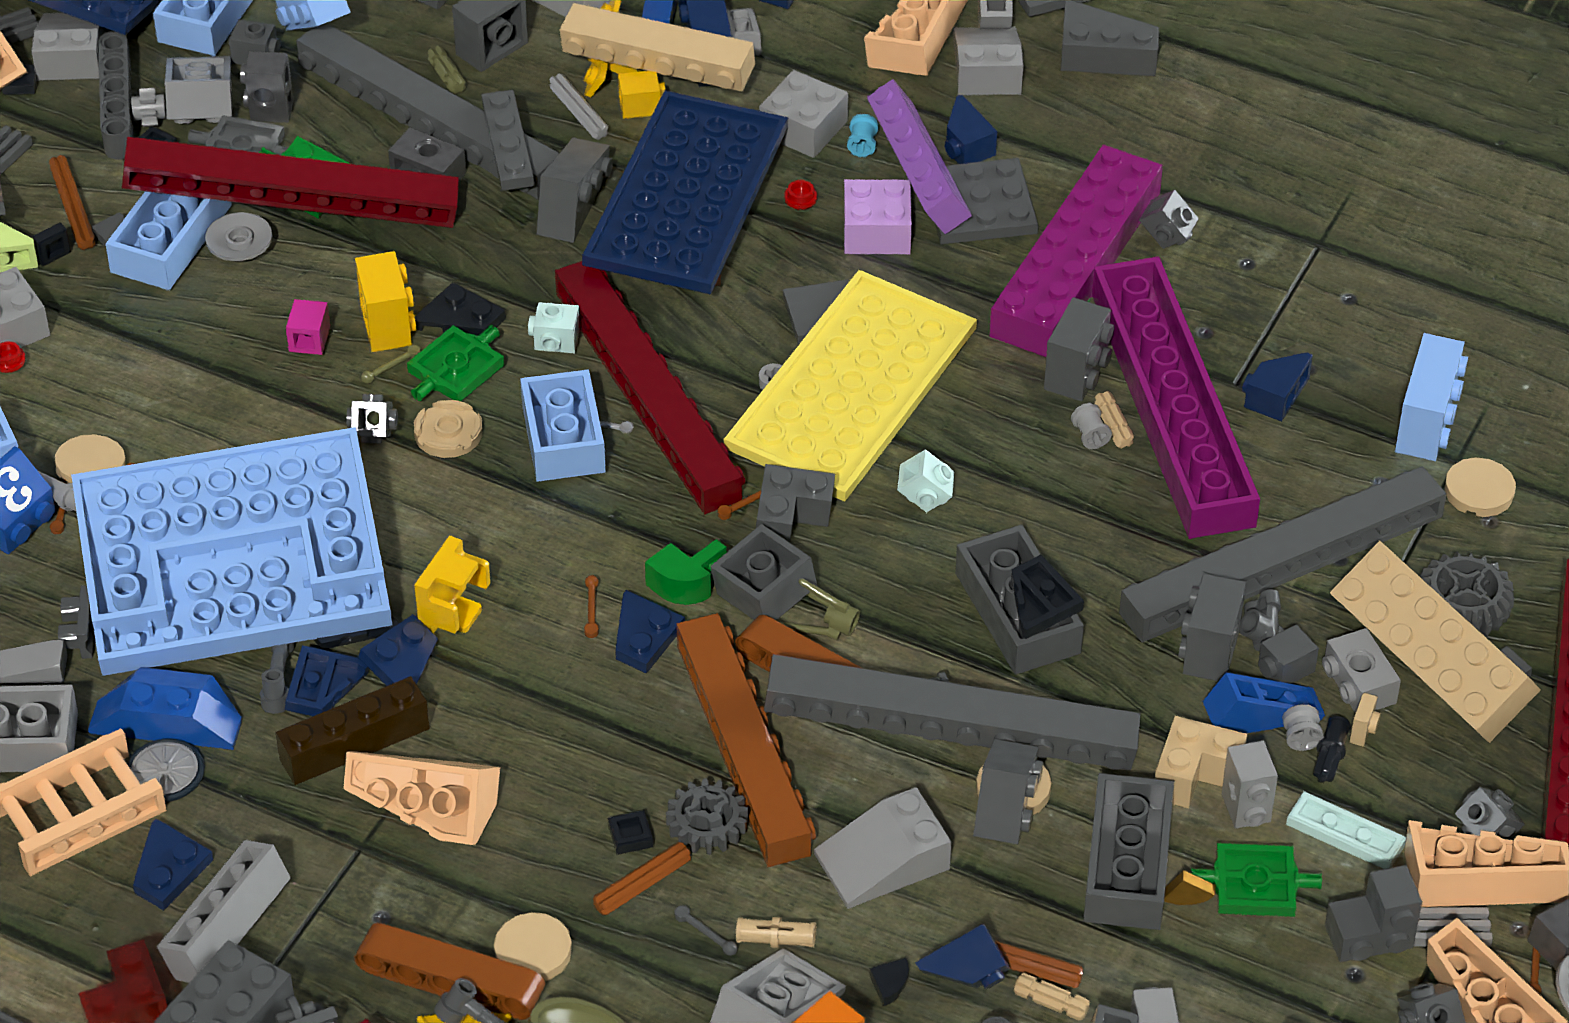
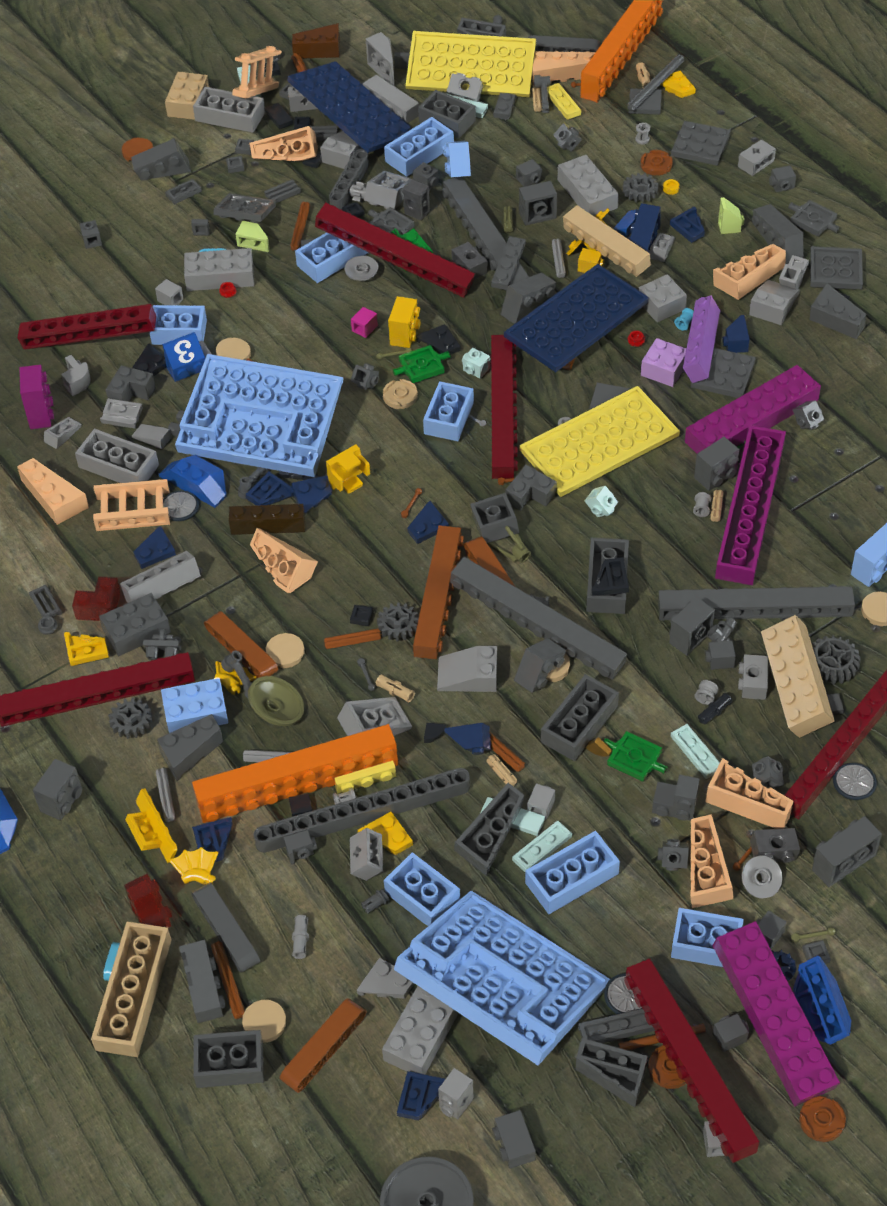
camera: 30 degrees right, 5 degrees up
(51, 244) = (277, 243): black tile -> none
(683, 578) = (459, 505): green brick -> none
(1195, 754) = (645, 684): tan brick -> none
(1249, 784) = (657, 709): light grey brick -> none
(1255, 703) = (690, 671): blue slope -> none
(1277, 385) = (809, 518): dark blue slope -> none
(1365, 720) = (739, 700): tan plate -> none
(1438, 917) = (718, 816): light grey tile -> none

